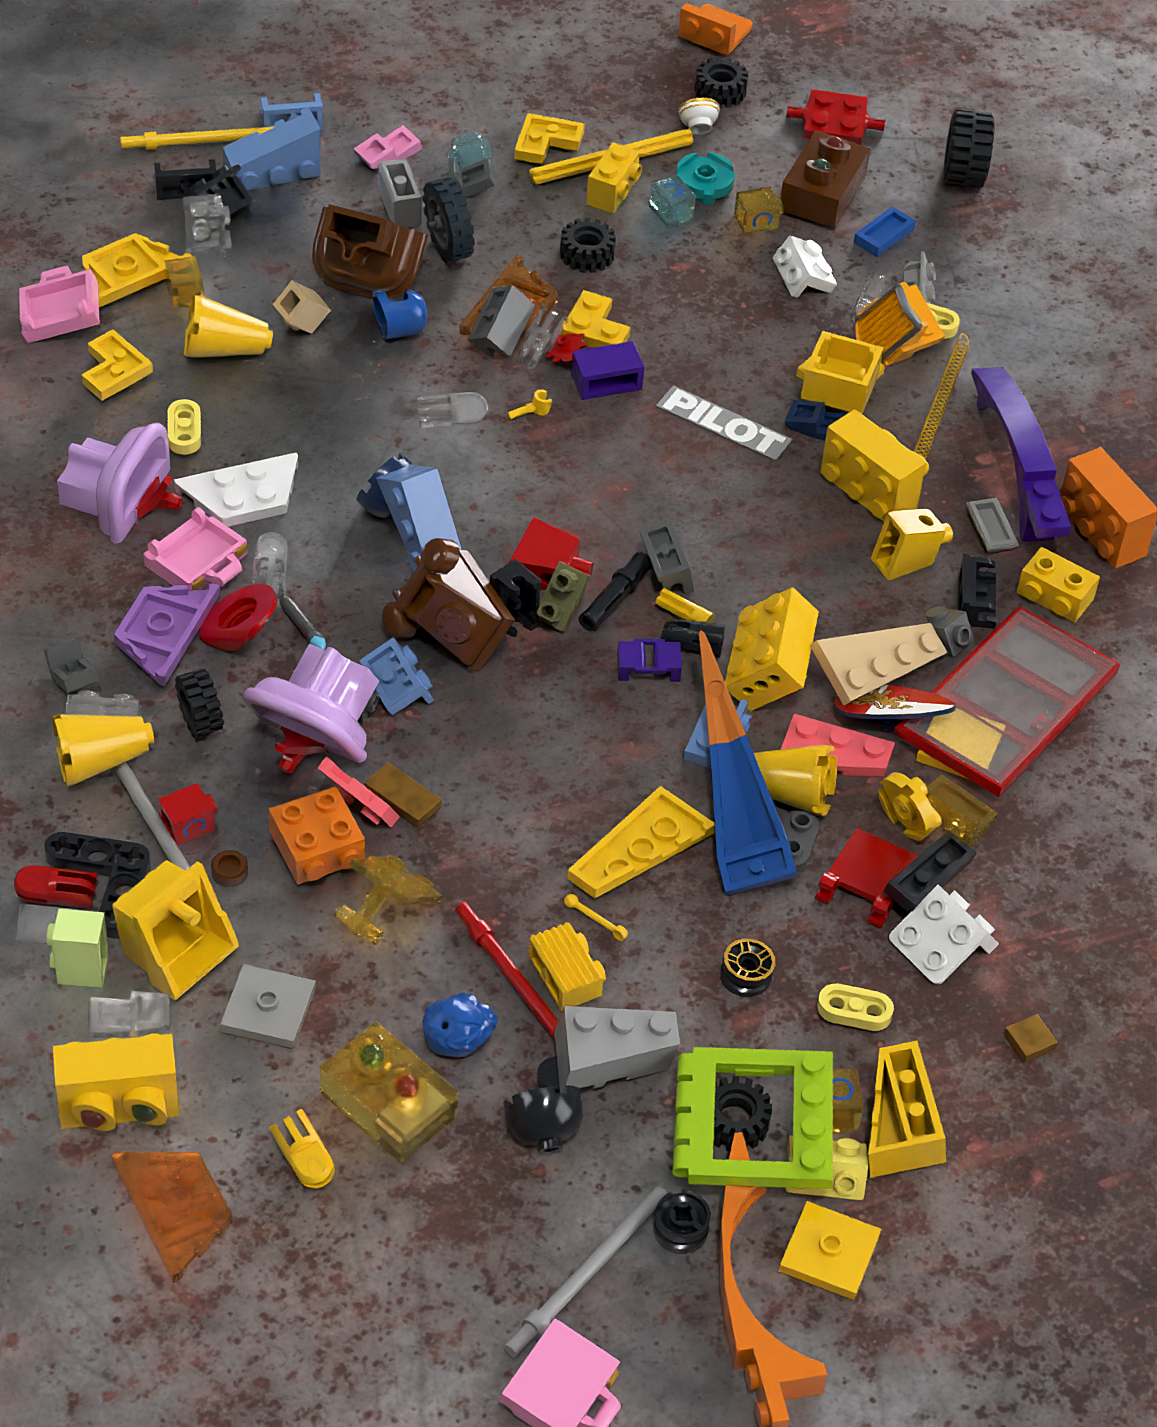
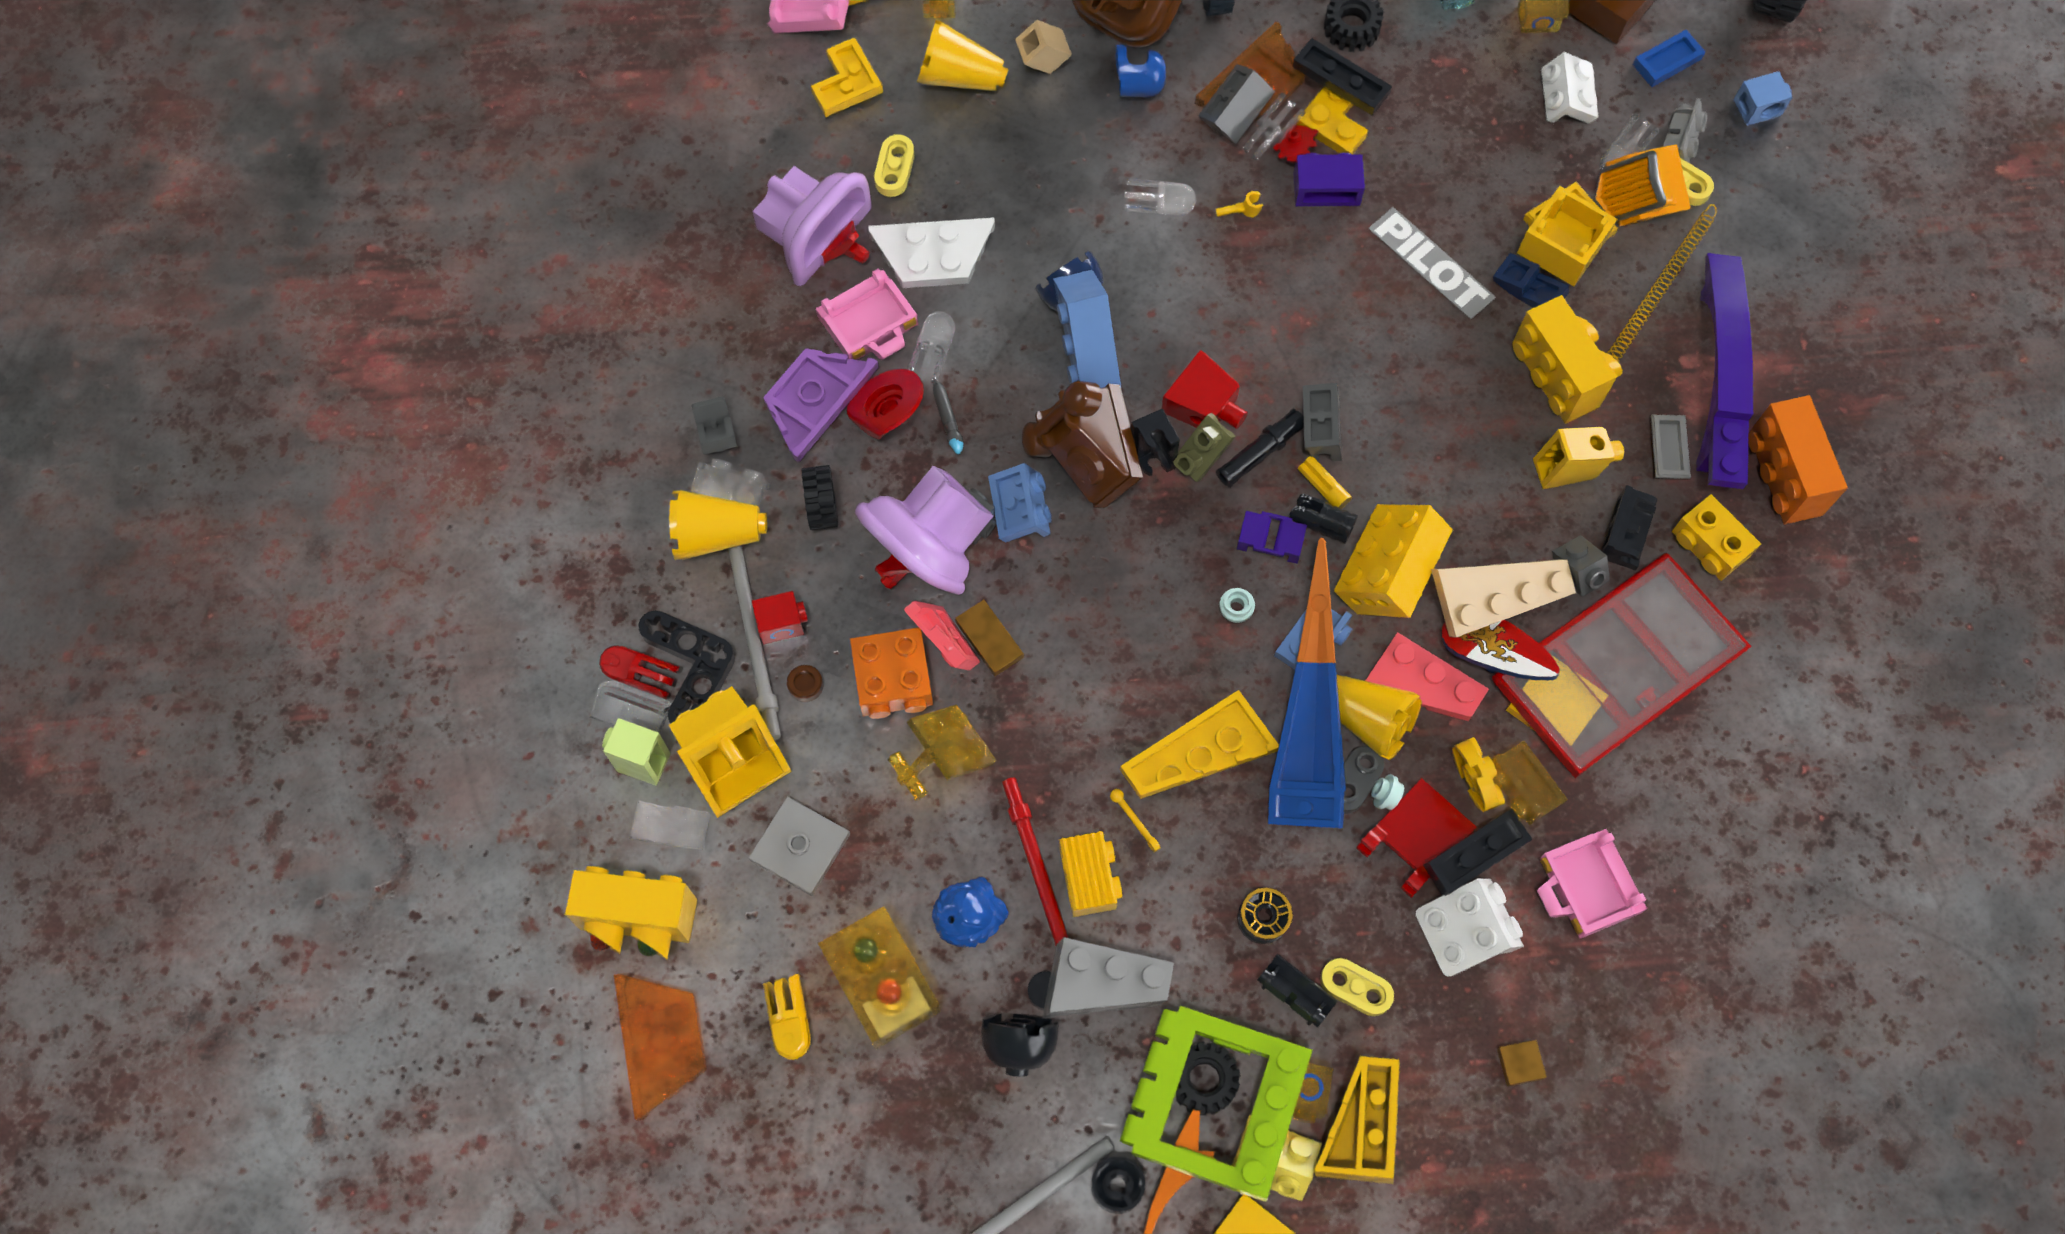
camera: 20 degrees right, 20 degrees up
(593, 284) = (1342, 76): none -> black plate
(635, 721) = (1241, 596): none -> light aqua plate
(799, 1021) = (1297, 991): none -> black hinge
(829, 842) = (1387, 792): none -> light aqua plate
(978, 246) = (1763, 98): none -> medium blue brick
(1042, 880) = (1590, 884): none -> bright pink piece

